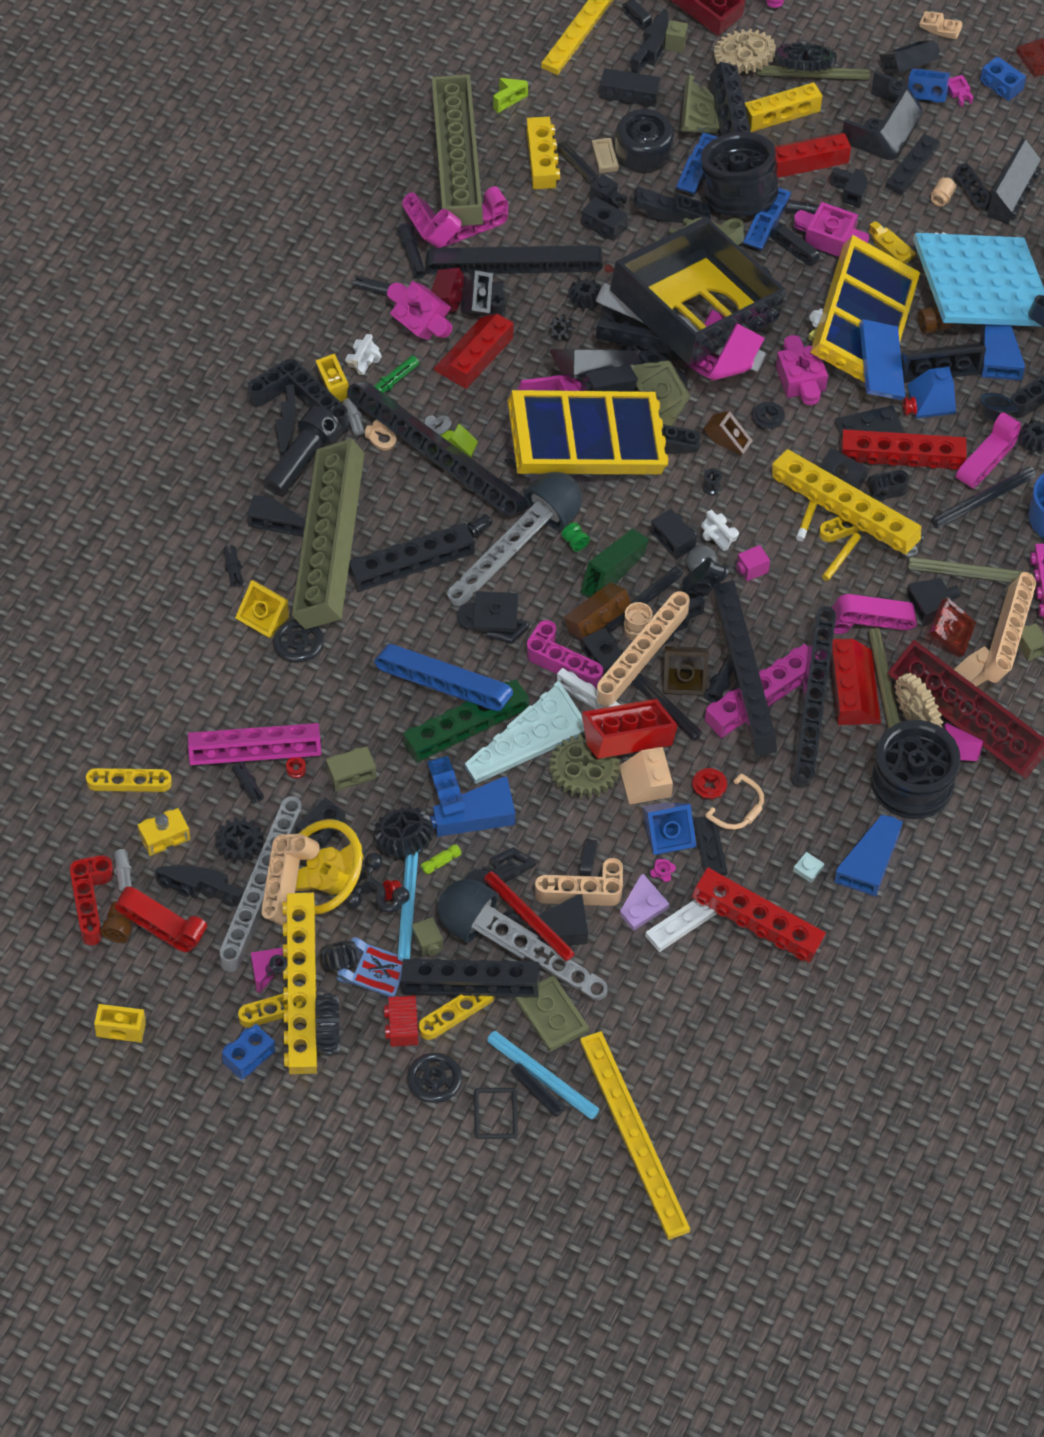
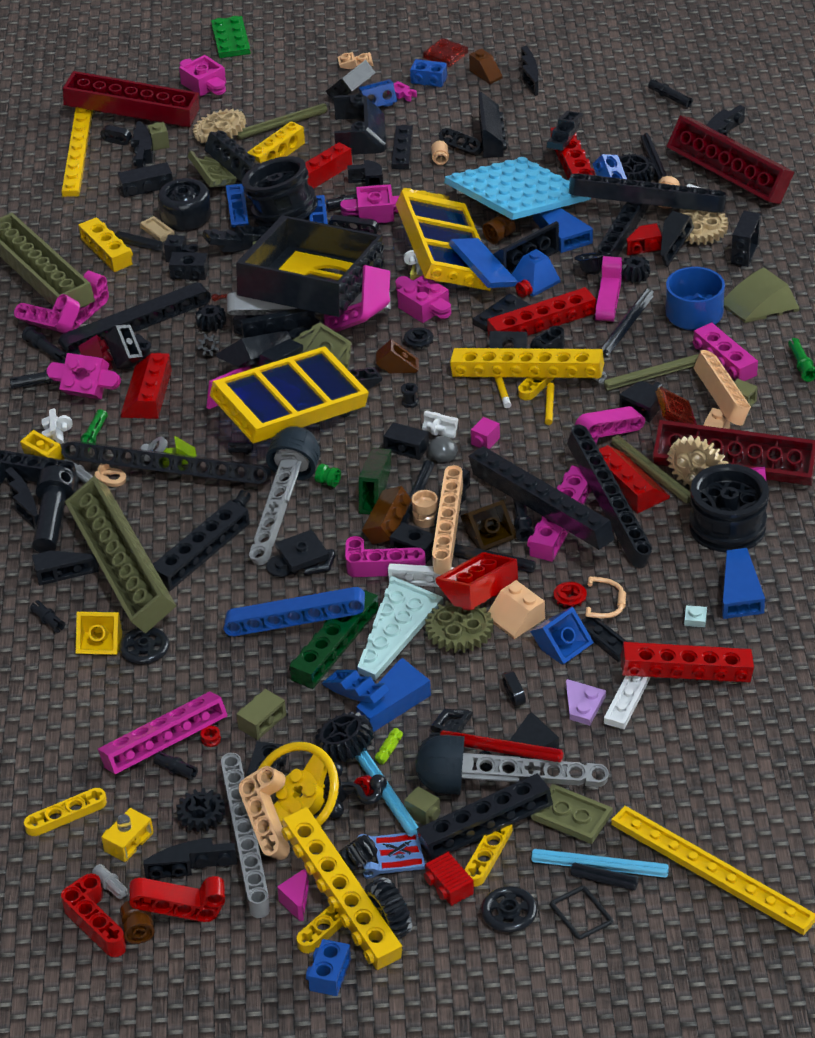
camera: 25 degrees left, 15 degrees down
(120, 1023) = (196, 999): yellow brick -> none
(276, 965) = (311, 879): black pin -> none
(509, 93) = (50, 217): lime slope -> none
(546, 885) = (543, 703): light nougat beam -> none
(663, 864) = (580, 669): dark pink plate -> none
(704, 578) = (459, 450): black piece -> none
(793, 56) = (272, 110): black gear -> none

